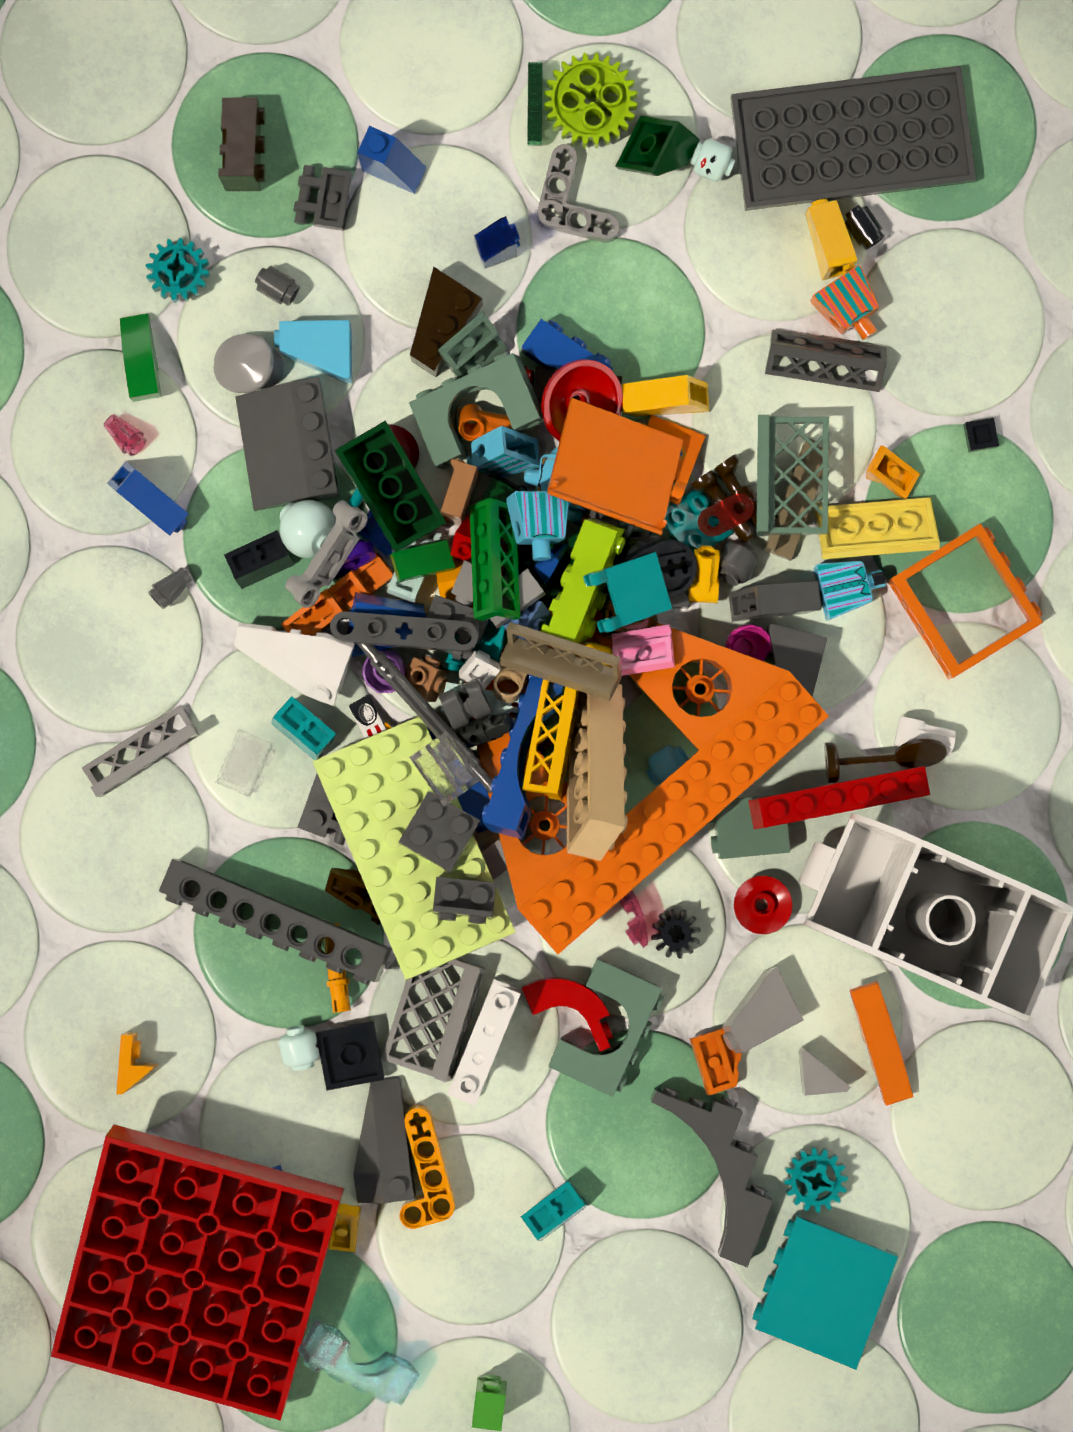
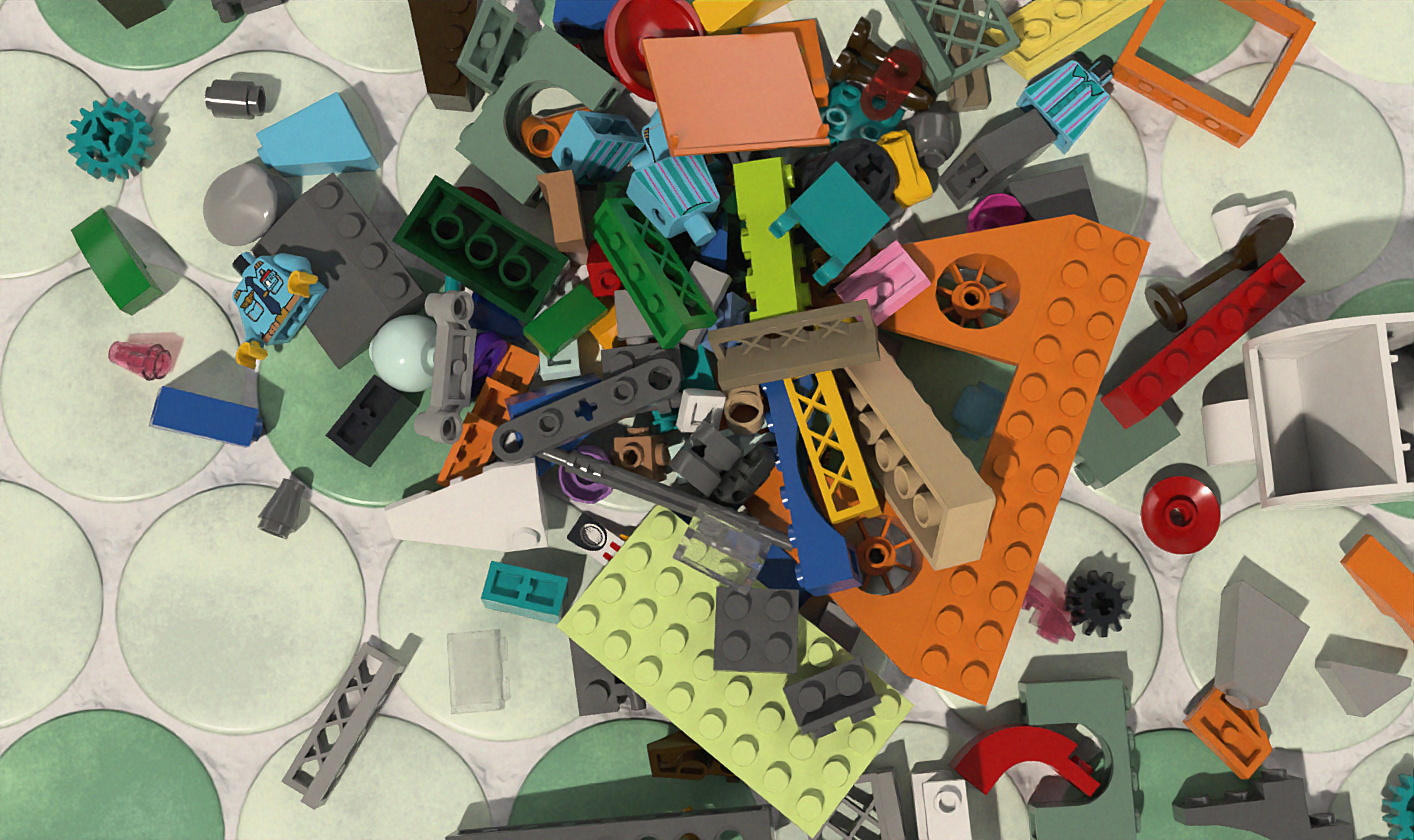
camera: 25 degrees left, 5 degrees down
(233, 443) = (273, 301): none -> torso

